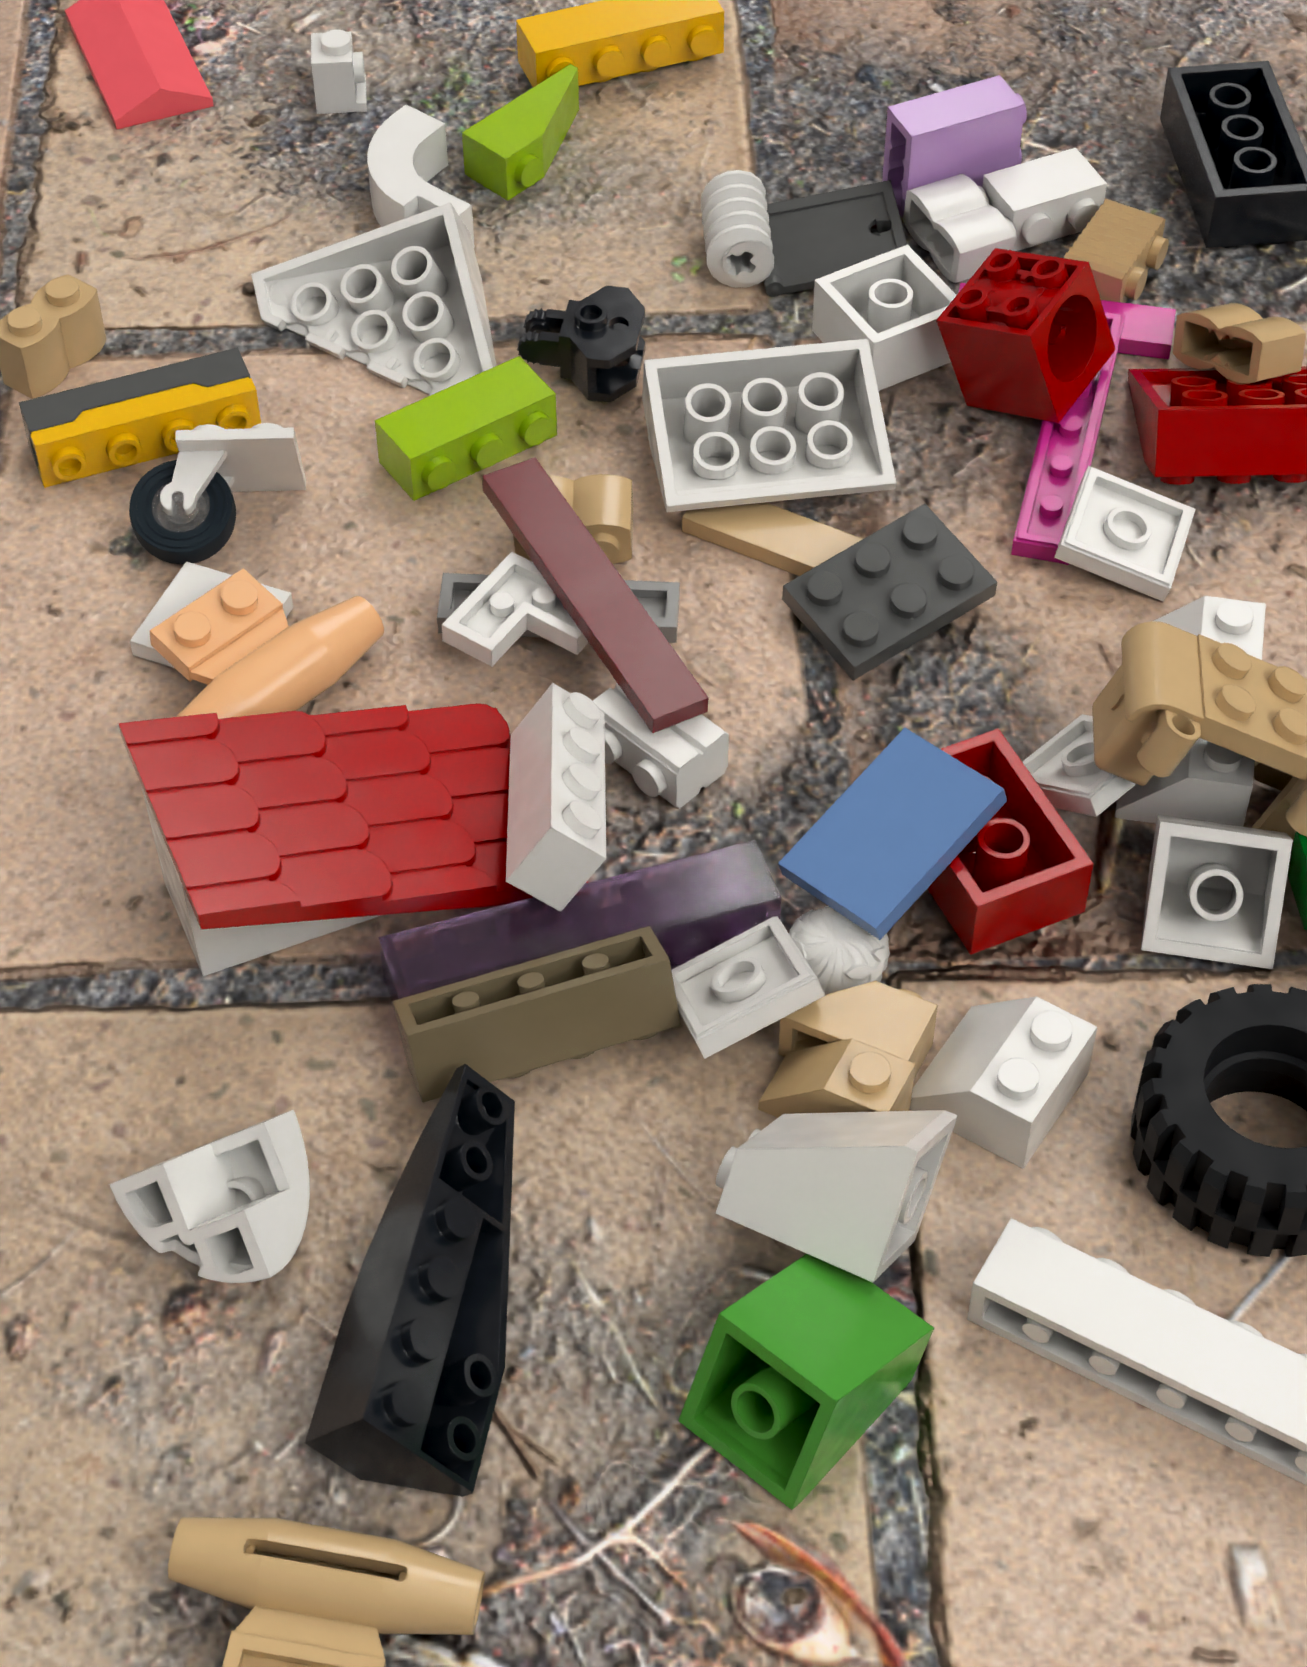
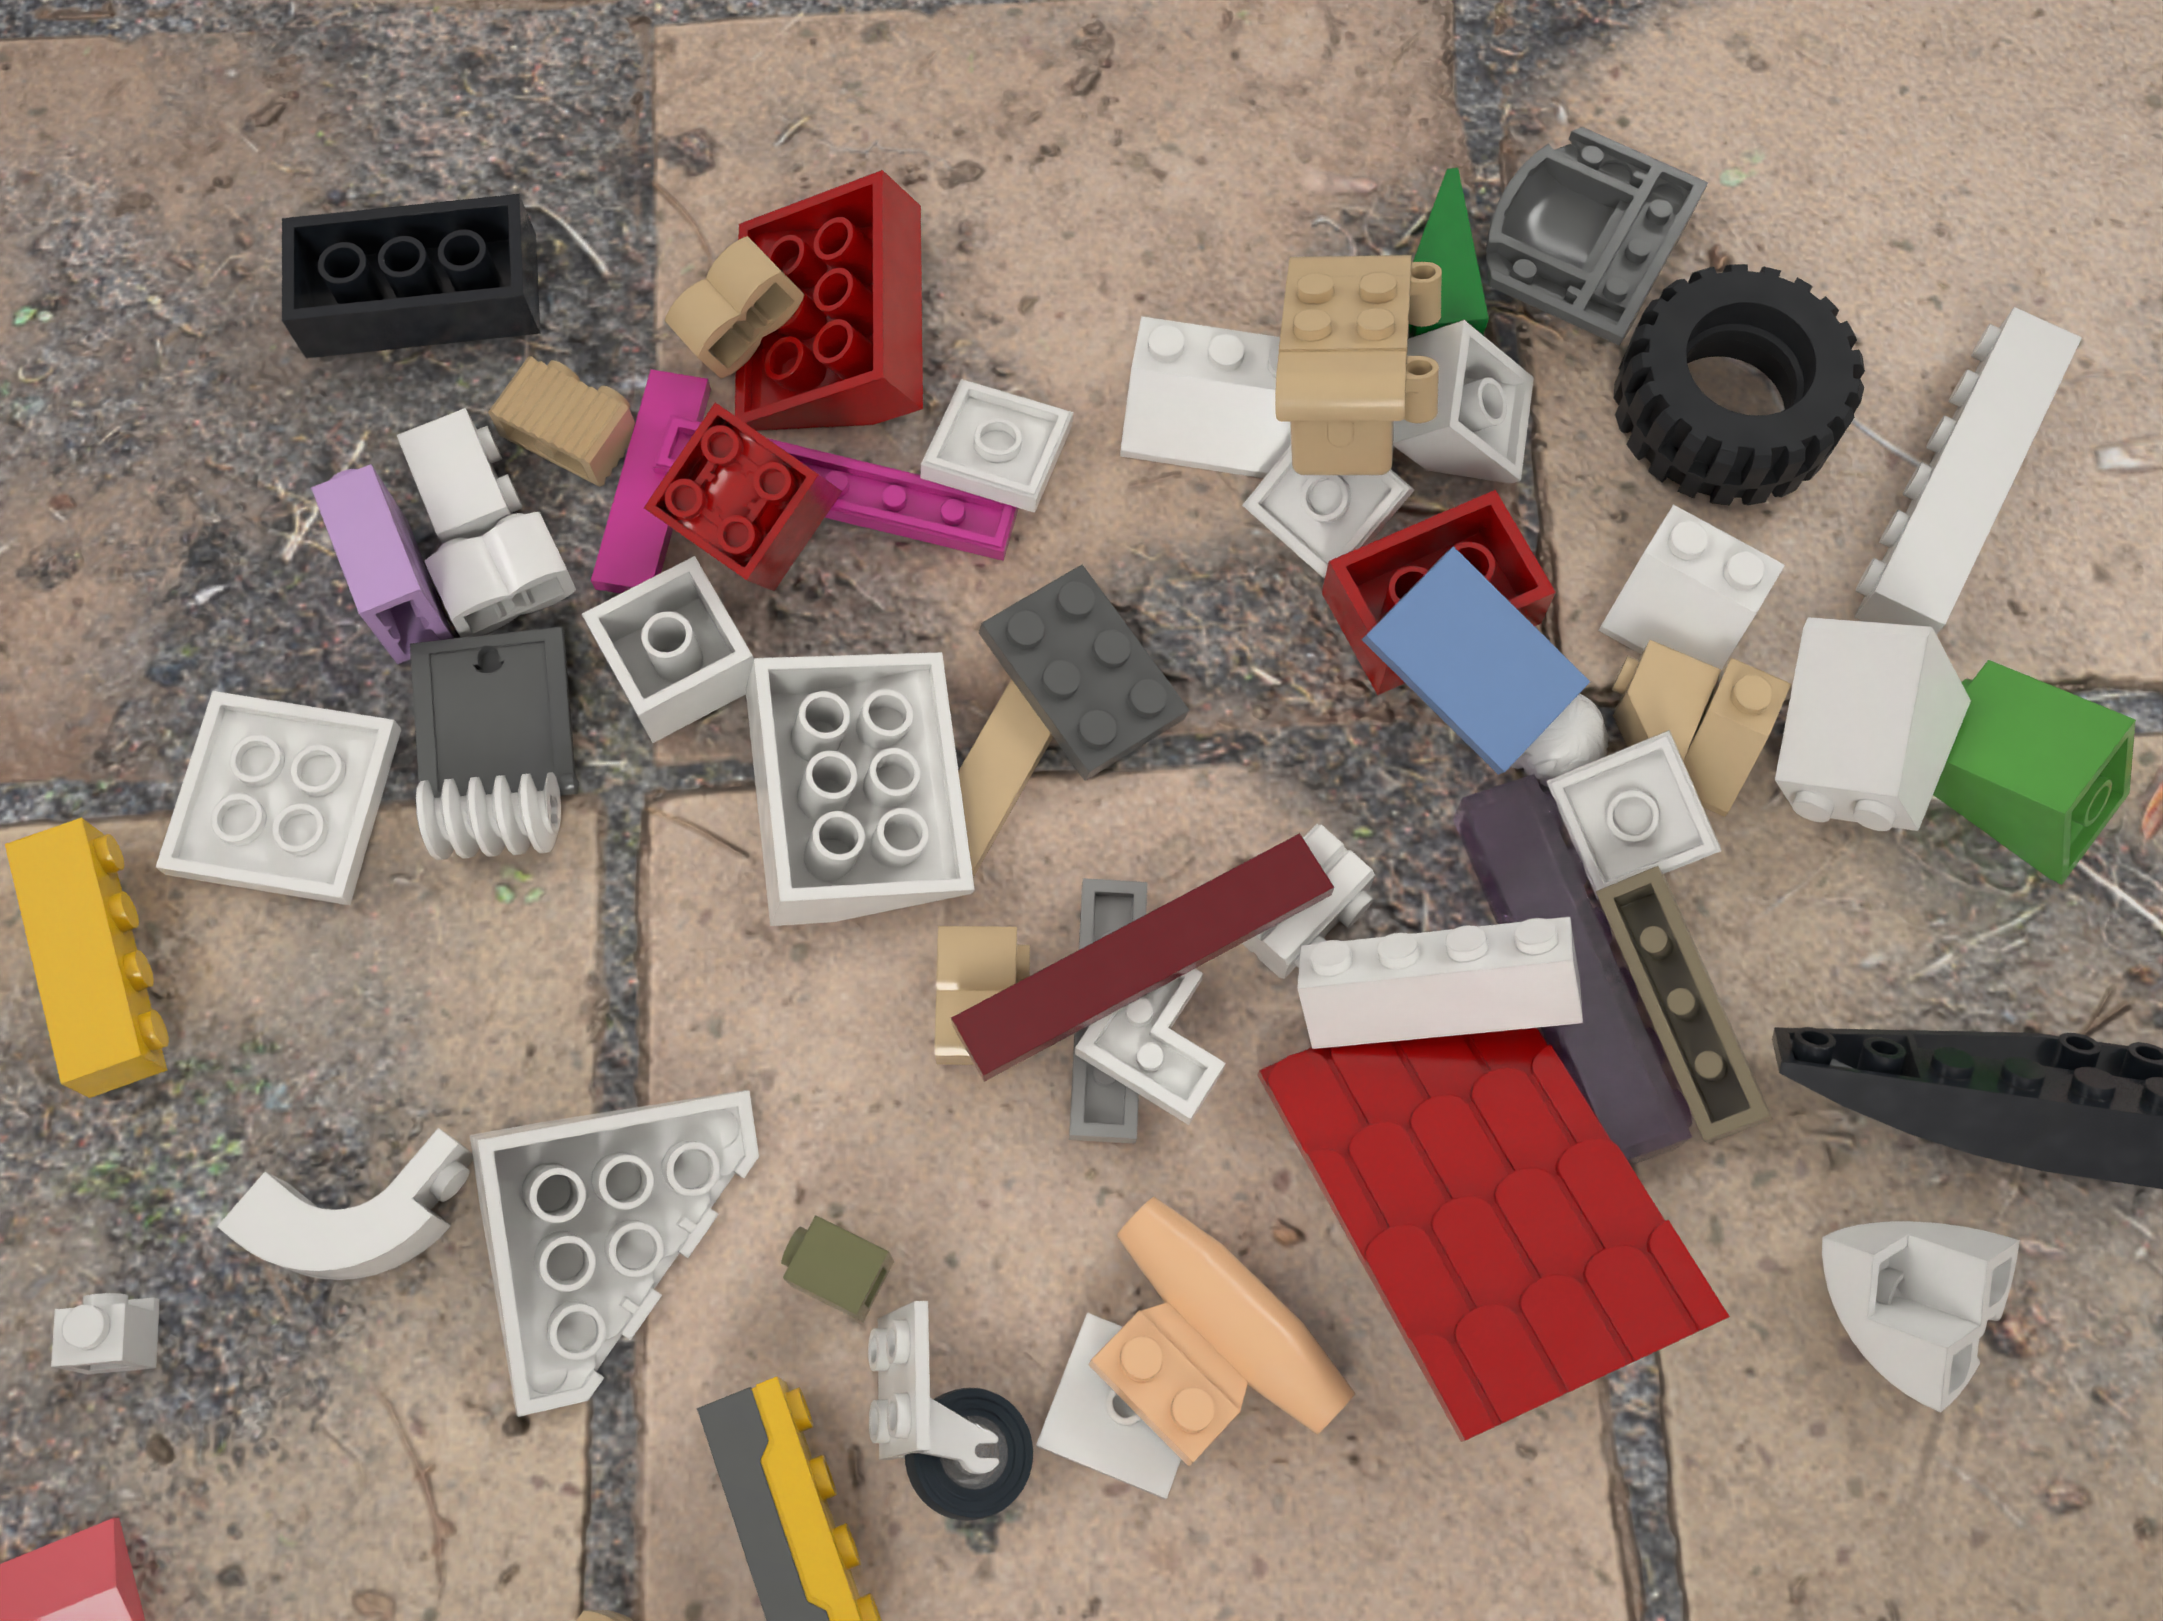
camera: 90 degrees left, 20 degrees up
(341, 441) = (836, 1267): none -> olive brick
(466, 428) = (824, 1120): lime brick -> none
(521, 138) = (279, 1080): lime slope -> none
(590, 342) = (686, 980): black hinge -> none
(755, 125) = (279, 798): none -> white plate

